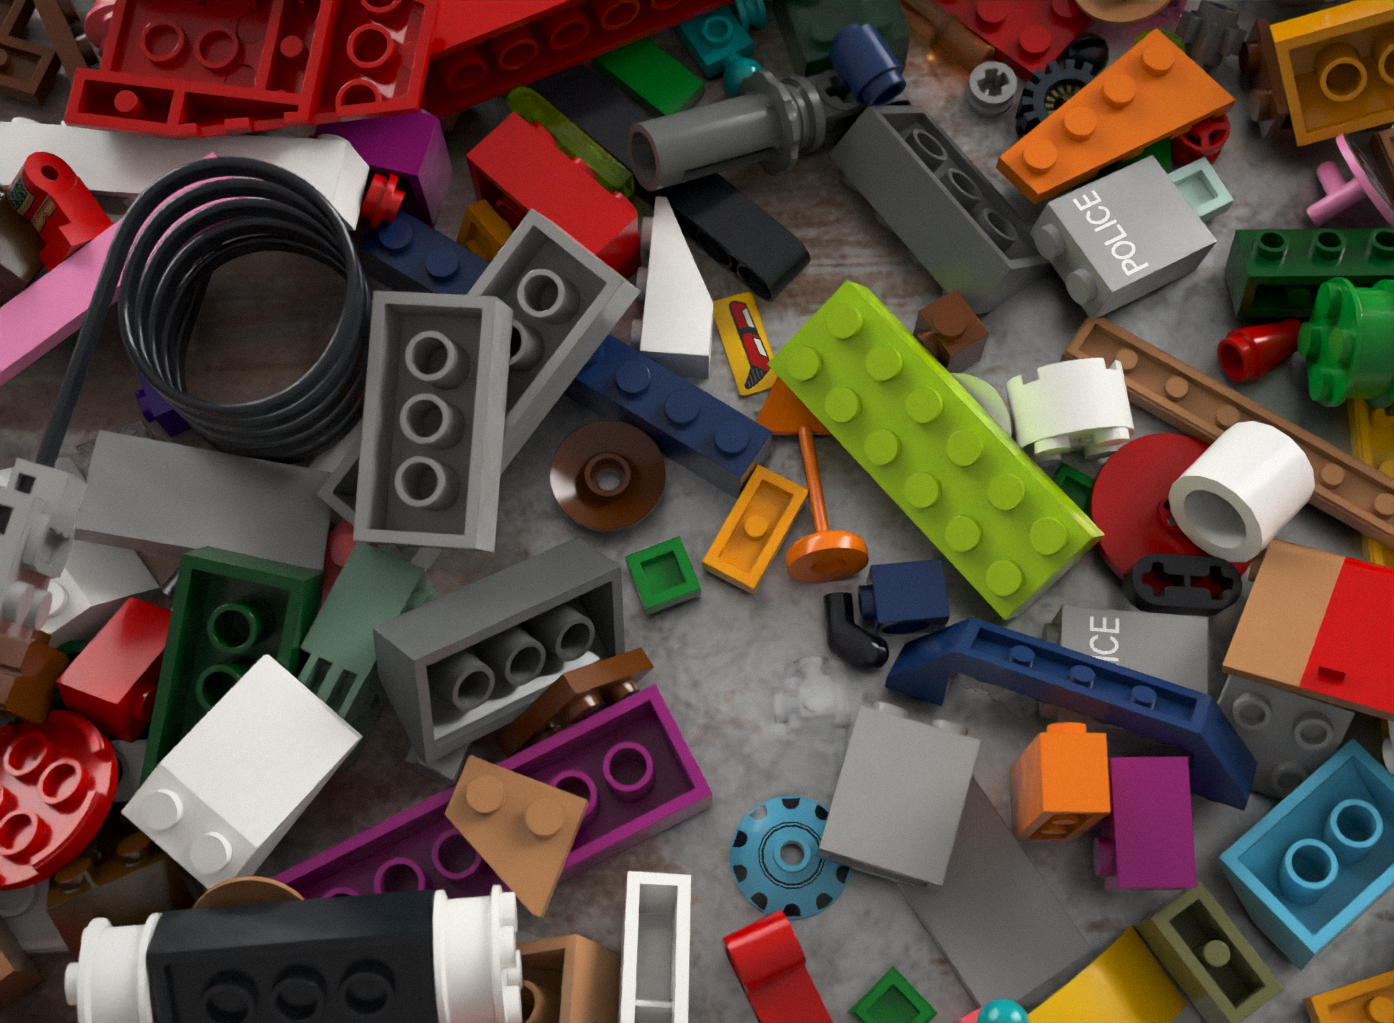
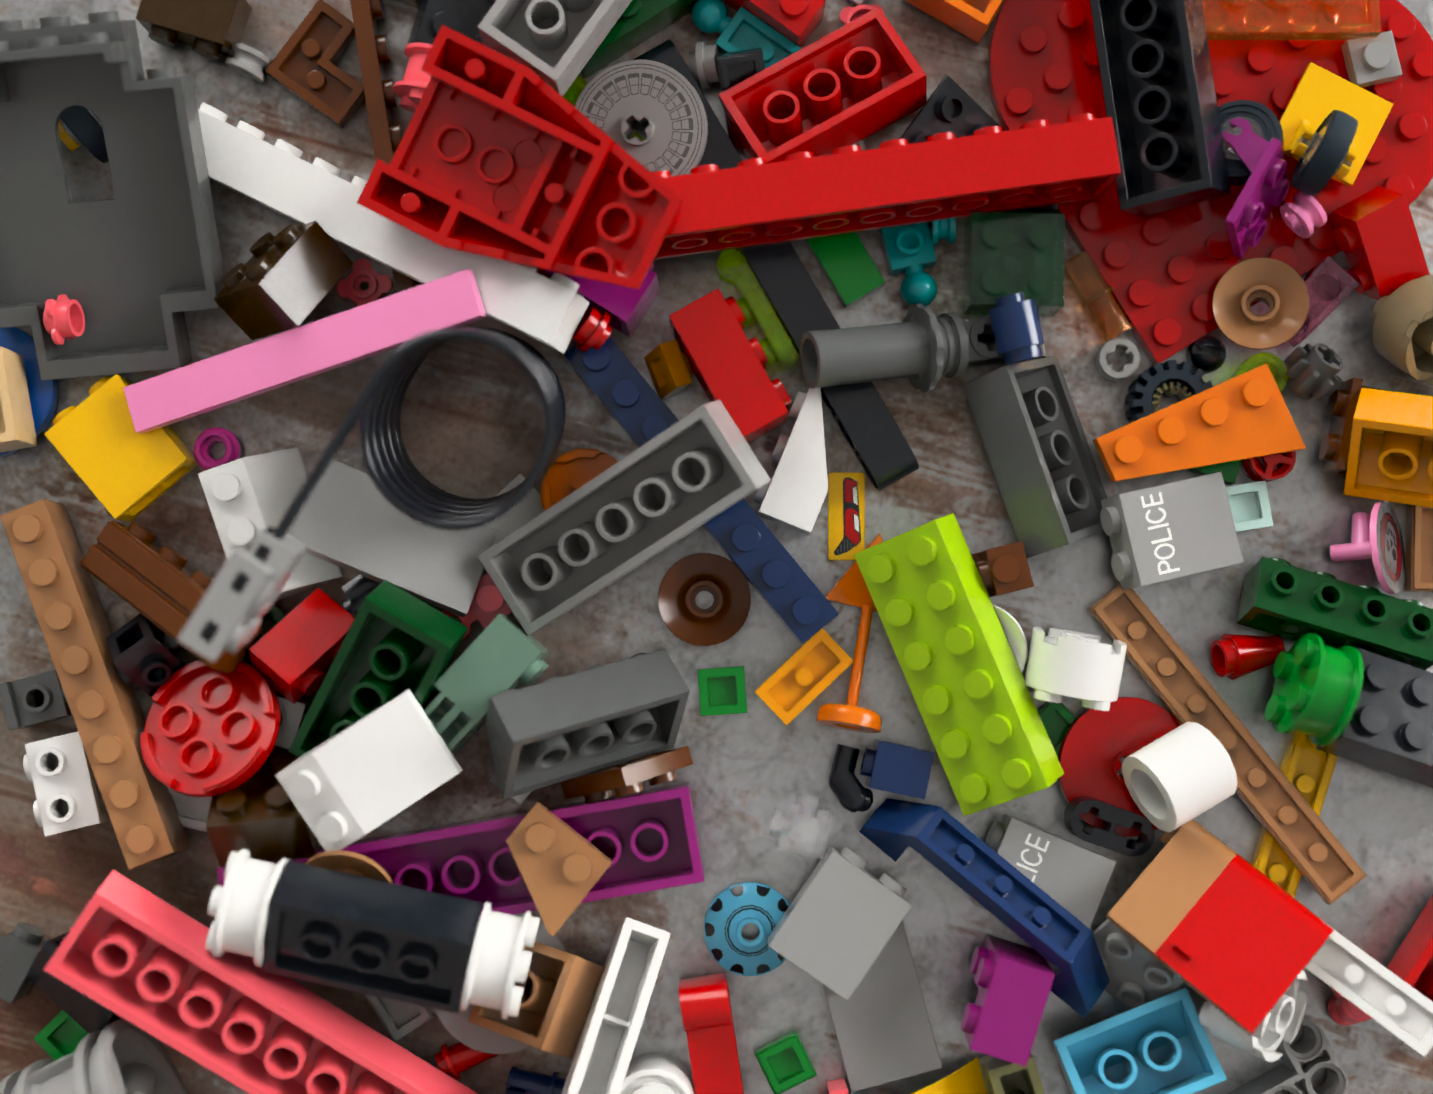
camera: 15 degrees right, 15 degrees up
(56, 206) = (336, 268): red leg -> none
(433, 421) = (579, 551): light grey brick -> none
(1060, 784) = (956, 959): orange brick -> none

